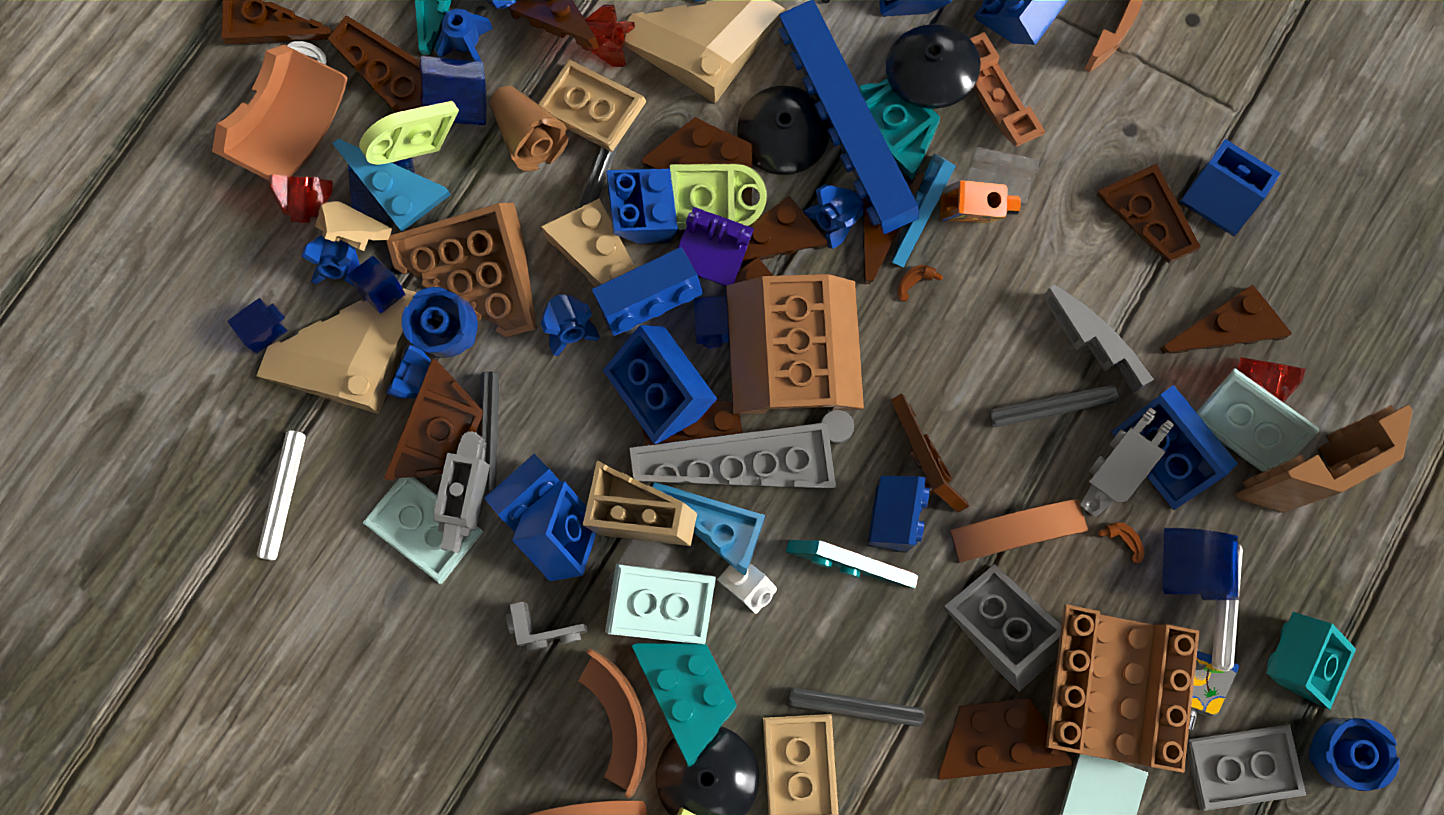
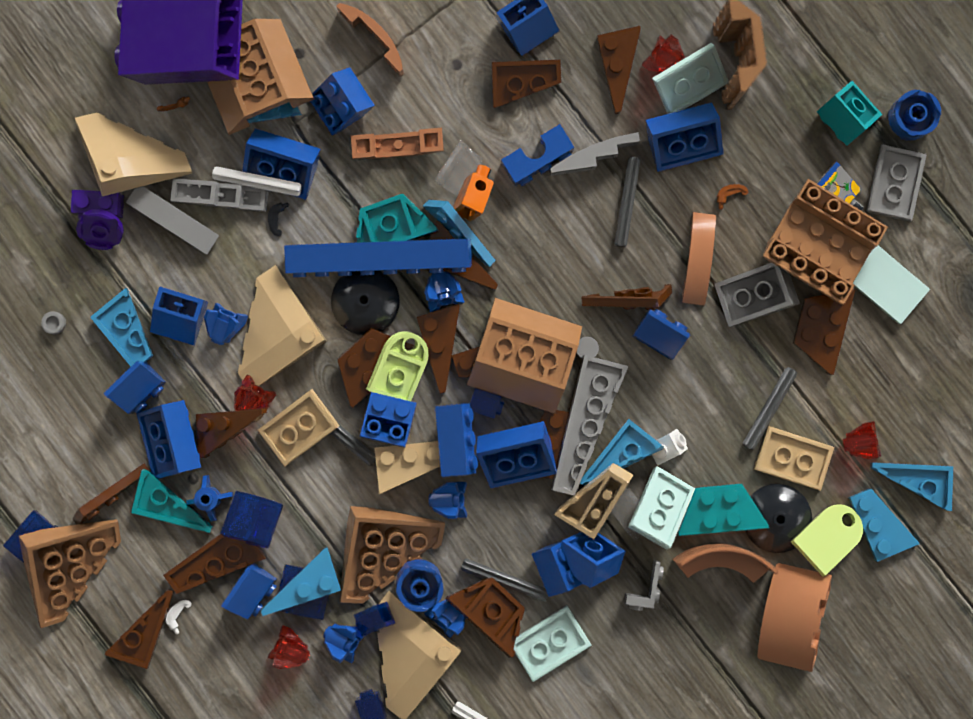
camera: 70 degrees left, 10 degrees up
(285, 117) = (225, 643): nougat panel -> none
(349, 225) = (327, 623): tan slope -> none
(351, 111) = (249, 592): none -> blue slope
(408, 133) = (280, 560): yellowish green tile -> none
(461, 491) = (541, 609): light grey hinge -> none
(527, 129) = (298, 478): medium nougat cone -> none
(715, 245) = (435, 382): dark purple hinge -> none
(849, 562) = (681, 376): wing -> none
(913, 276) = (504, 256): dark orange piece -> none
(930, 79) = (377, 187): black dish -> none
(1038, 256) = (521, 168): none -> blue arch
(1125, 467) = (687, 175): light grey hinge -> none
(1201, 563) = (765, 155): clear blue slope -> none
(1225, 629) = (797, 151): white axle -> none

